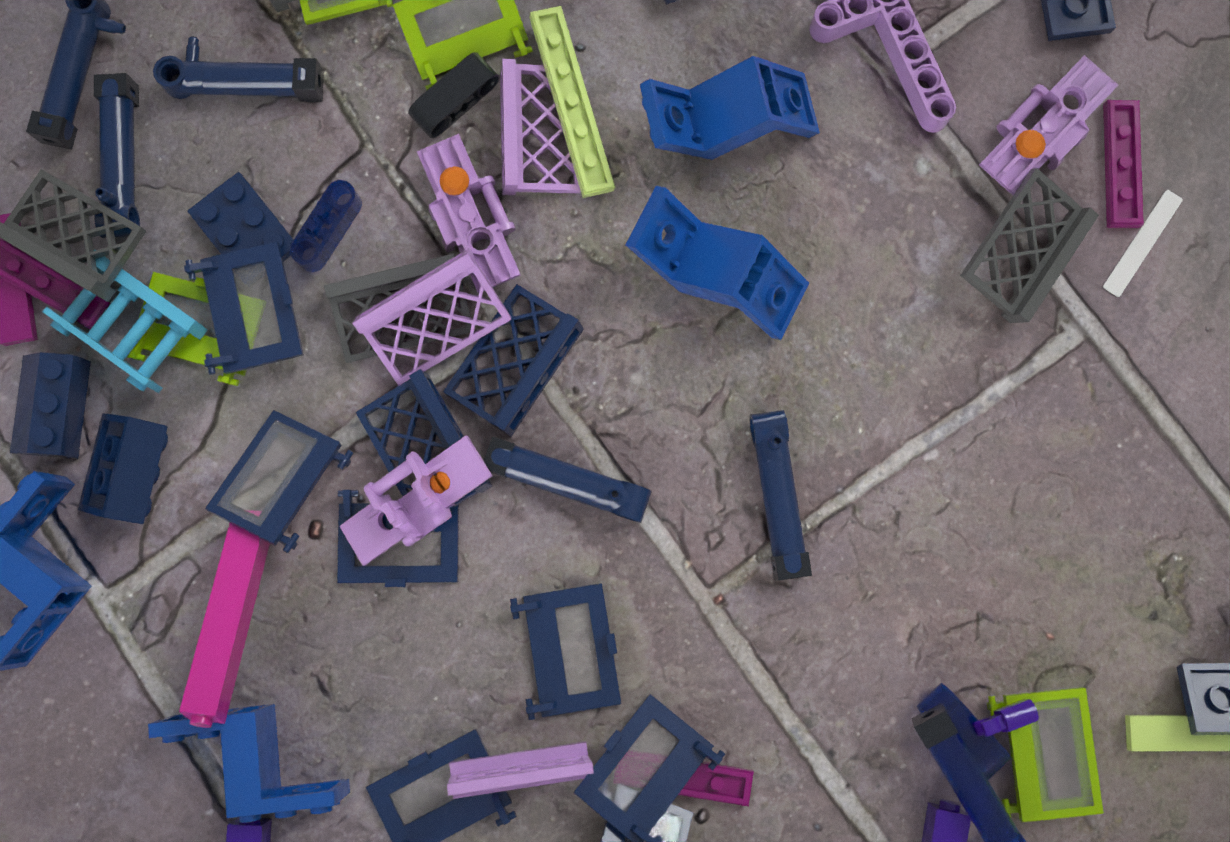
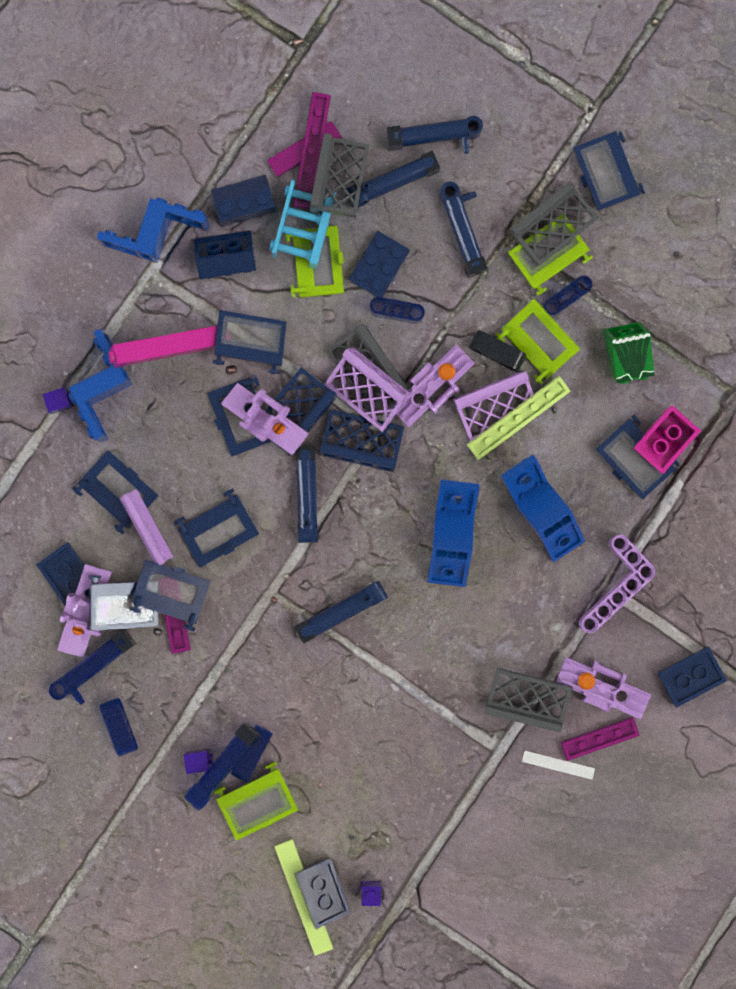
camera: 70 degrees right, 5 degrees up
(249, 308) = (336, 288): dark blue piece -> none
(1008, 718) = (266, 772): dark purple bar -> none

